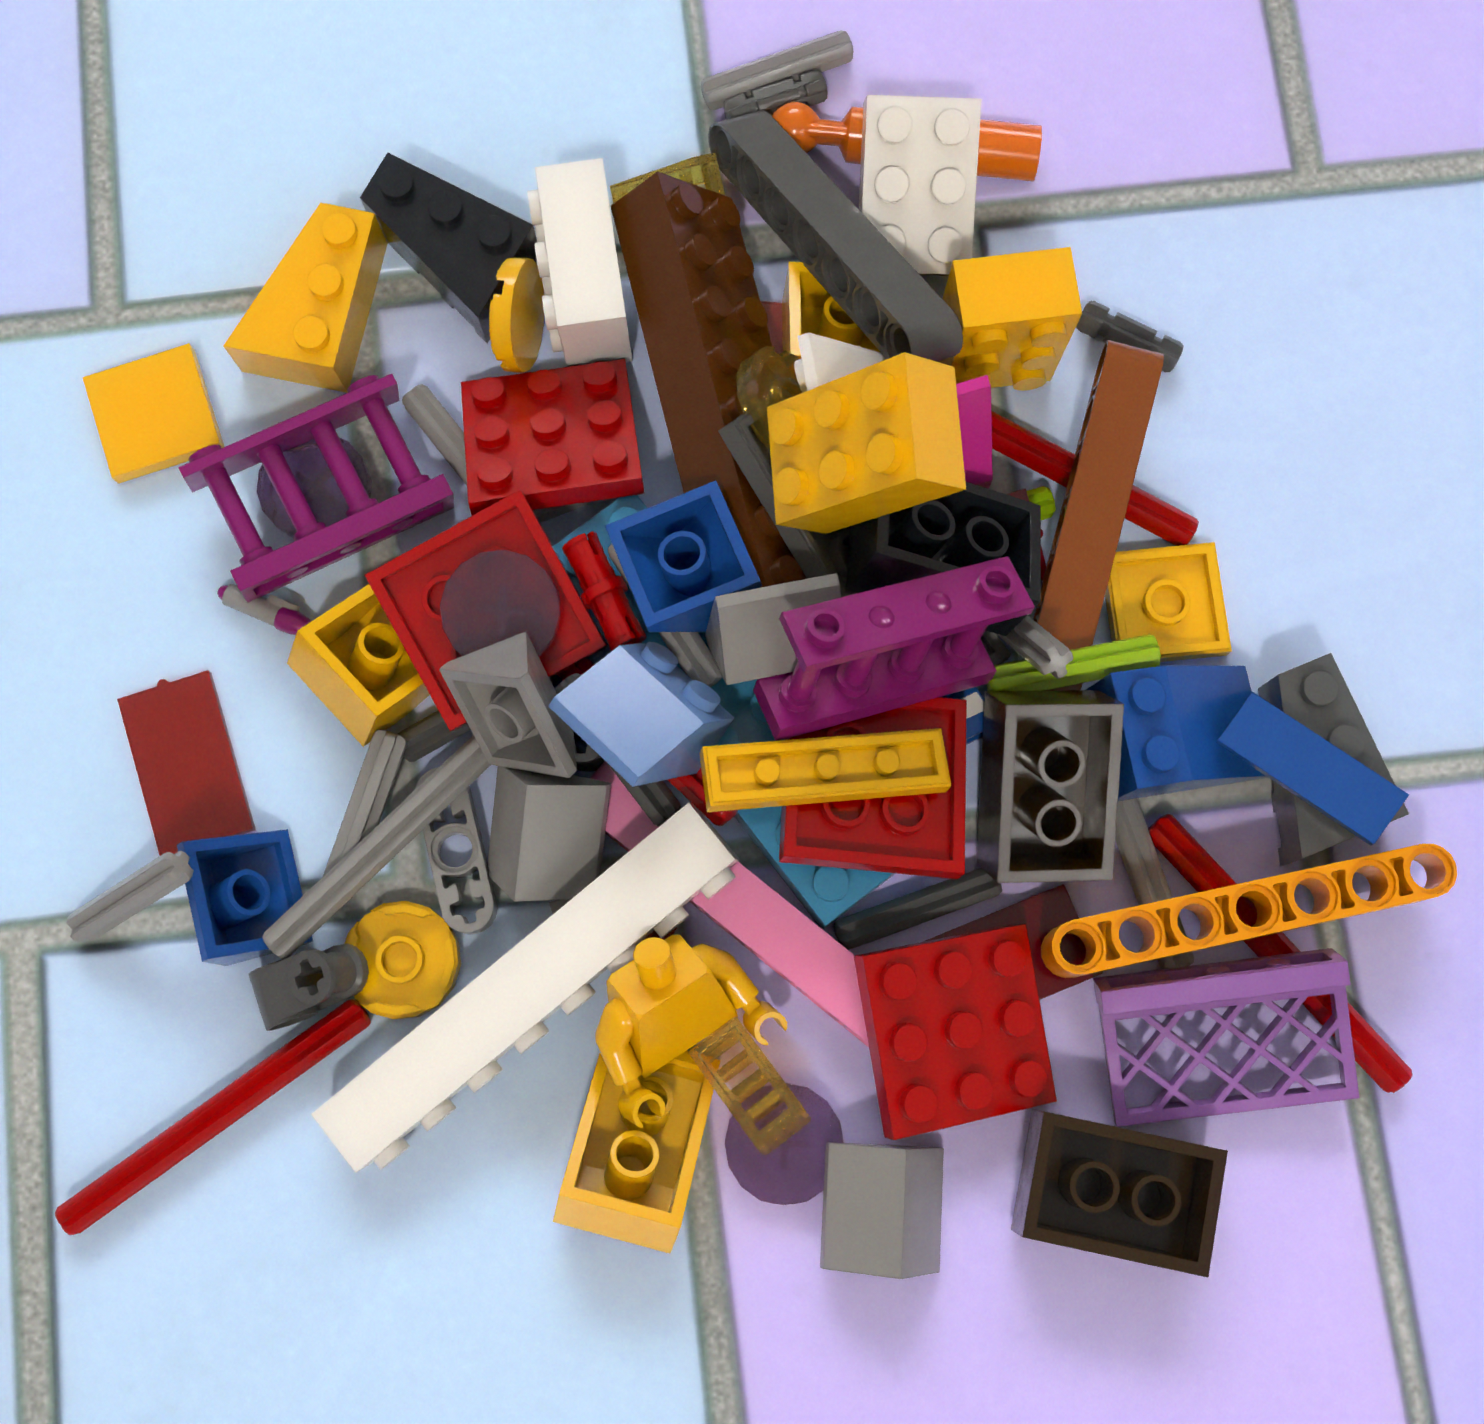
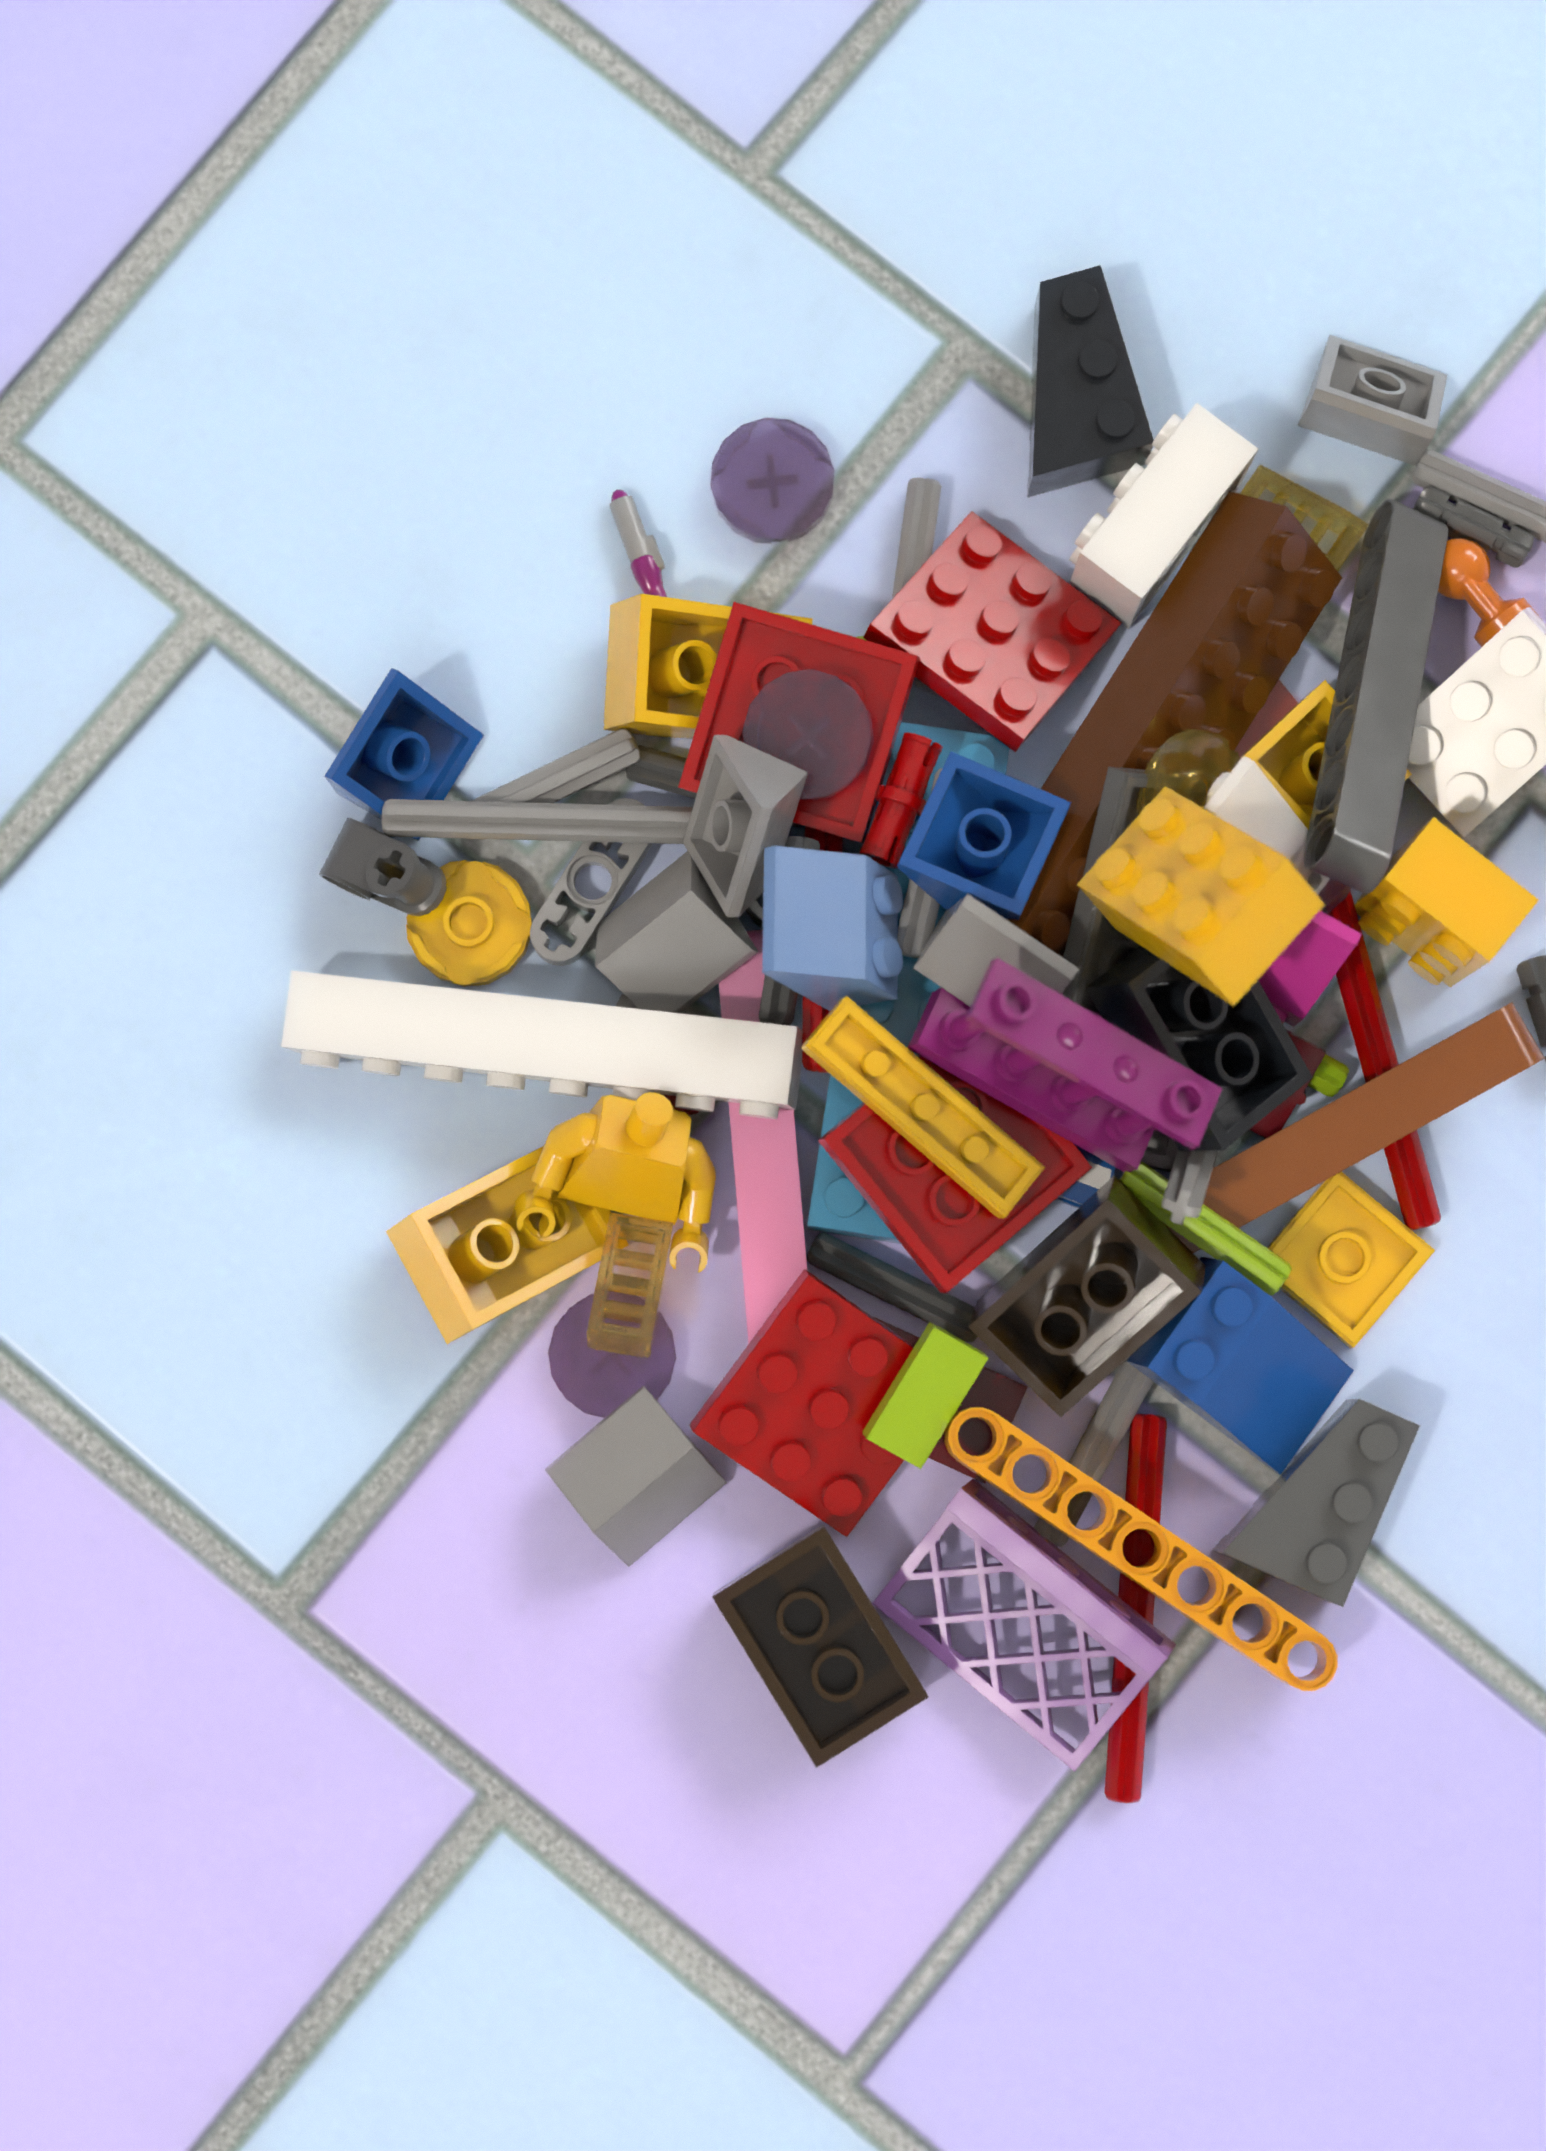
camera: 50 degrees right, 5 degrees up
(130, 896) = (319, 670): light grey axle -> none
(152, 412) = (707, 293): yellow tile -> none
(185, 762) = (458, 604): clear red piece -> none
(212, 1117) = (219, 898): red axle -> none
(314, 543) = (725, 530): magenta fence -> none
(315, 303) = (922, 331): yellow wedge -> none
(517, 315) = (1063, 509): yellow tile -> none
(641, 85) = (1374, 400): none -> light grey slope
(1015, 956) = (925, 1395): none -> lime tile
(1312, 769) = (1301, 1492): blue tile -> none

